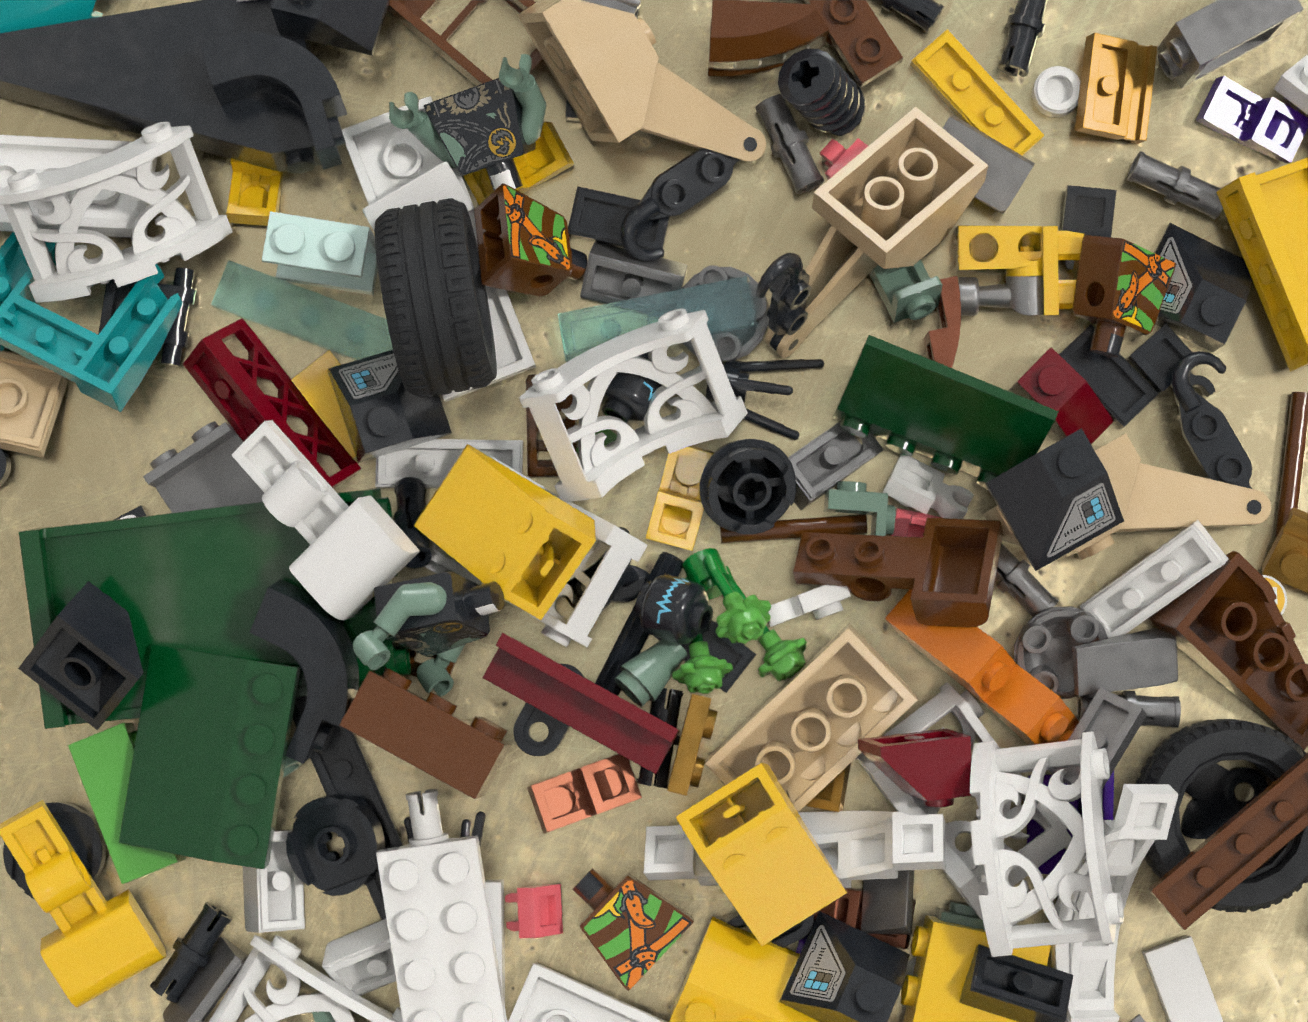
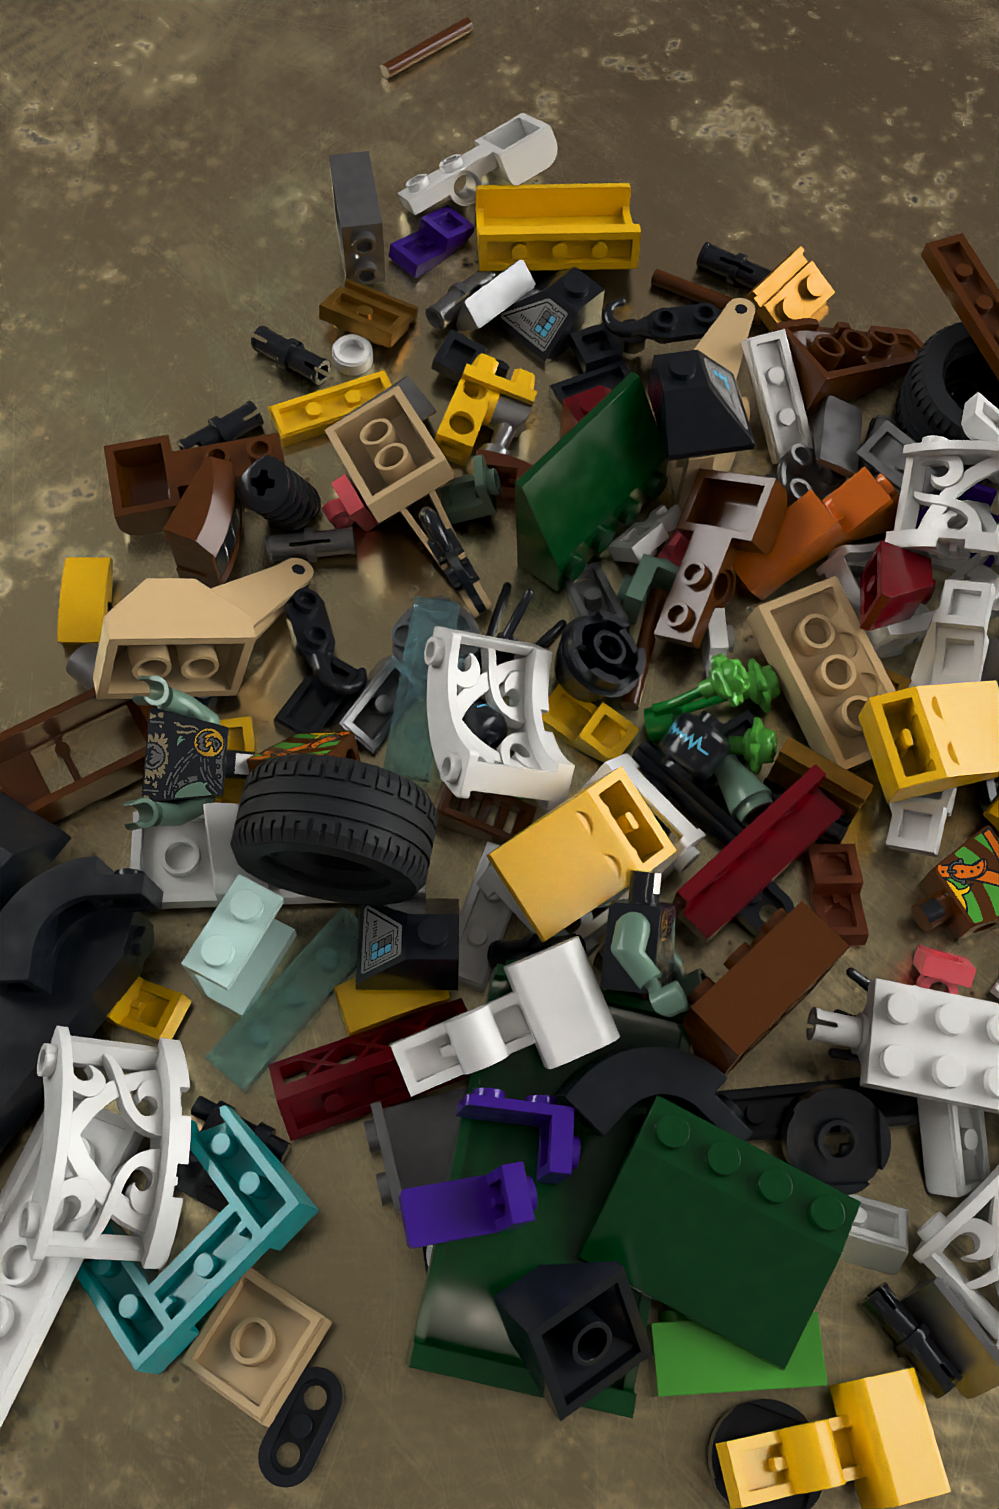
camera: 75 degrees left, 20 degrees down
(151, 534) = (468, 1206): none -> dark purple bracket
(232, 596) = (557, 1145): none -> dark purple bracket
(1119, 290) = (533, 346): reddish brown torso -> none
(1182, 227) = (495, 297): none -> slope

